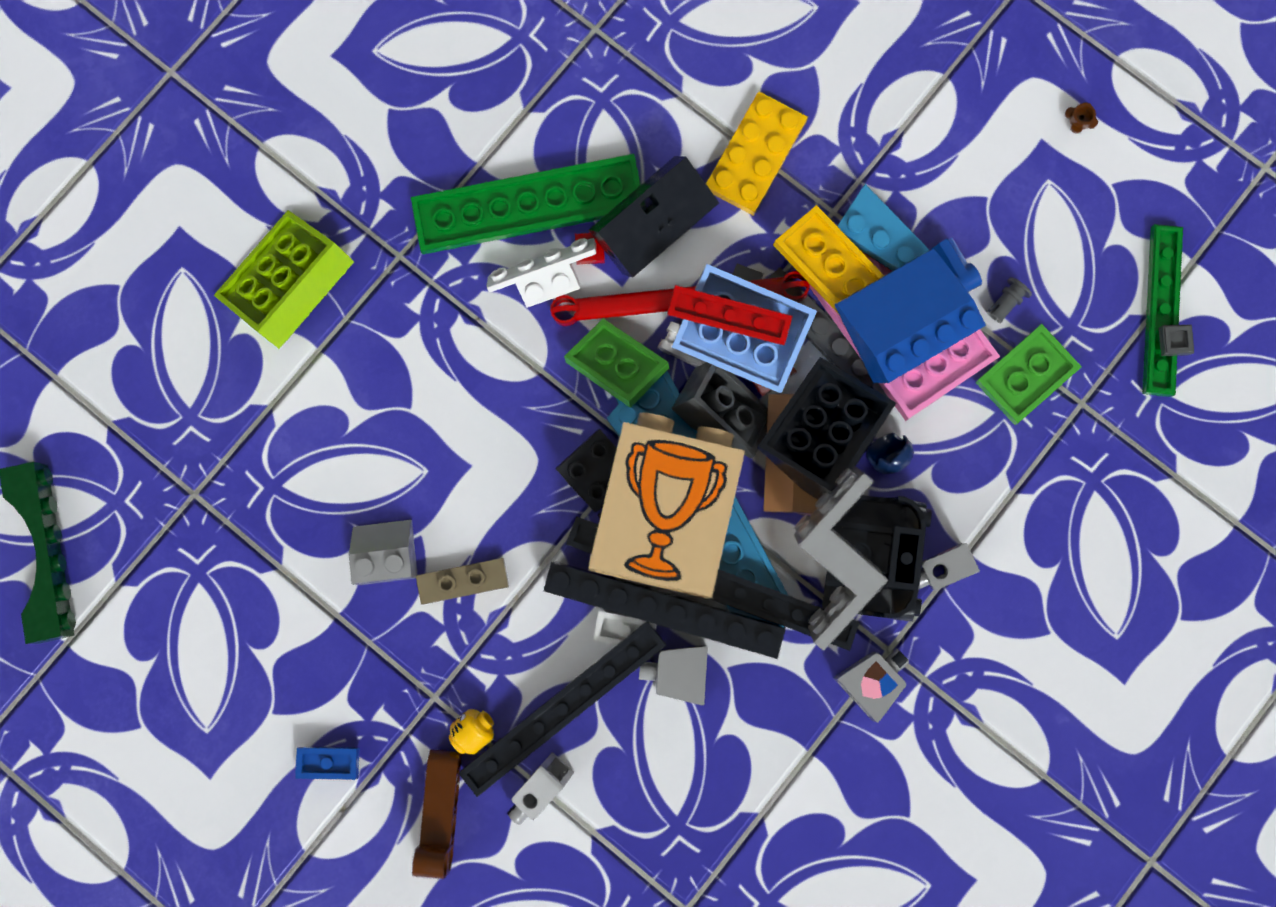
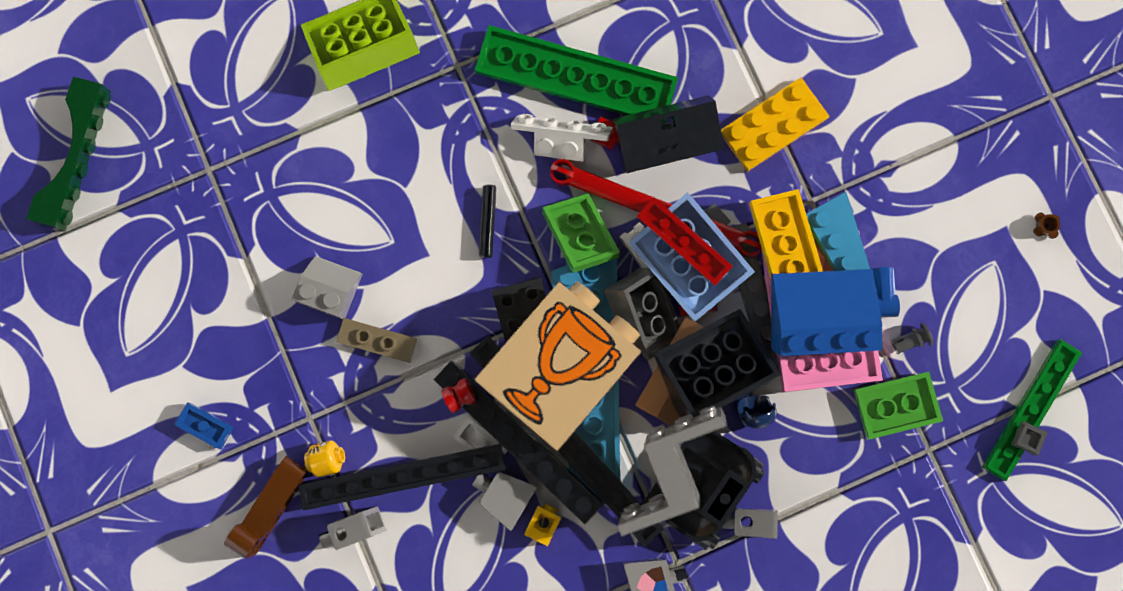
camera: 20 degrees right, 0 degrees up
(514, 400) = (487, 221): none -> black axle
(583, 588) = (458, 395): none -> red wheel
(733, 693) = (539, 533): none -> yellow brick

